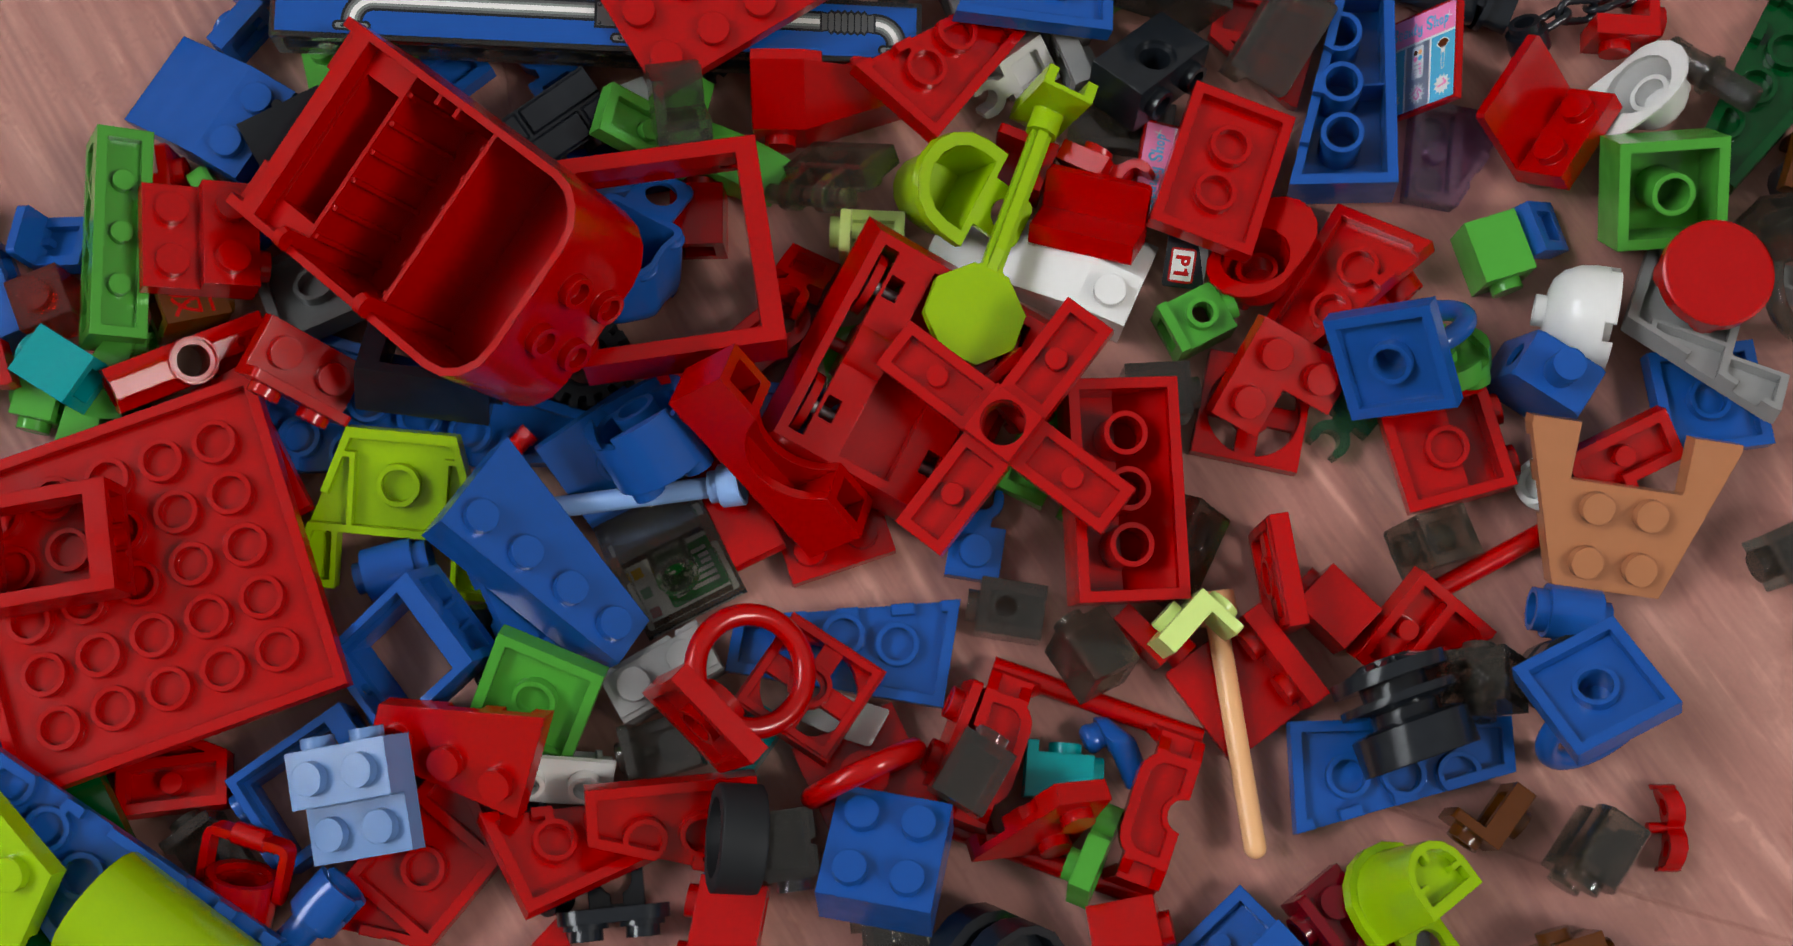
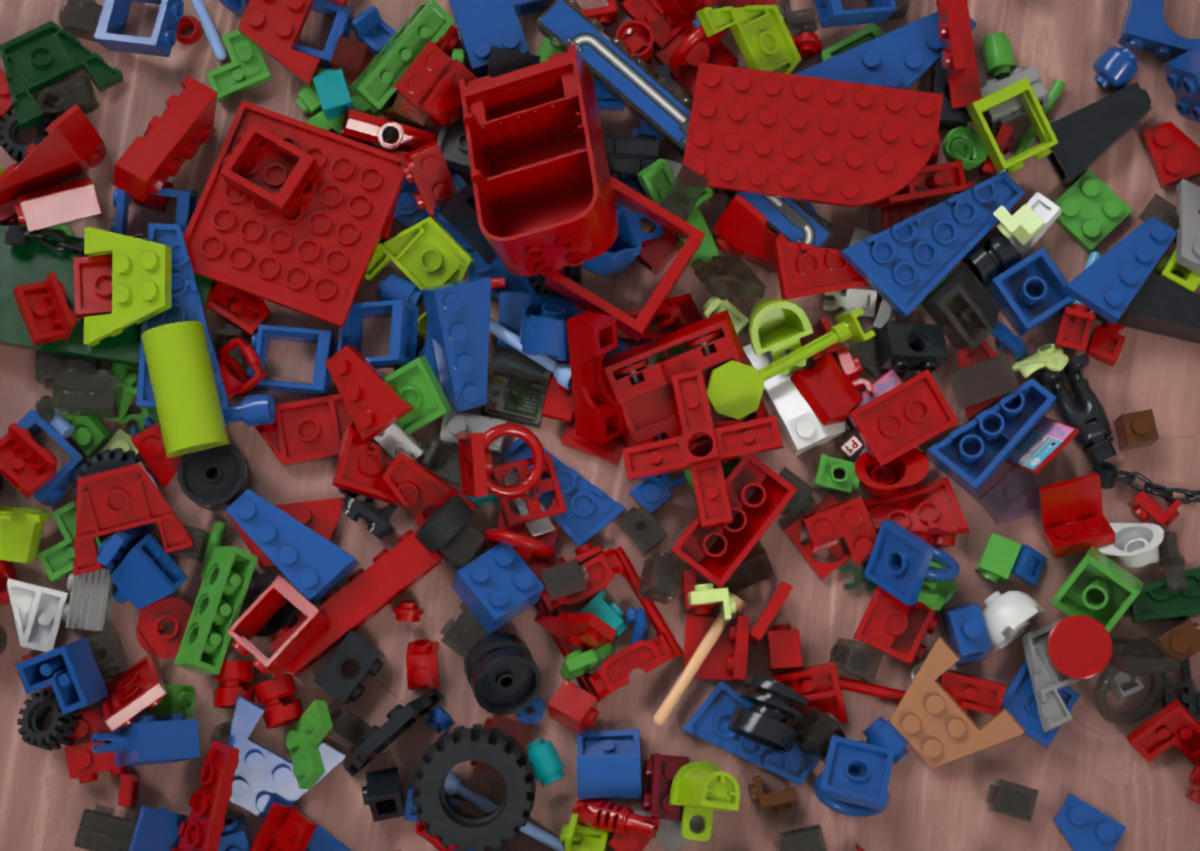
camera: 45 degrees right, 0 degrees up
(356, 794) = (307, 375): medium blue plate -> none

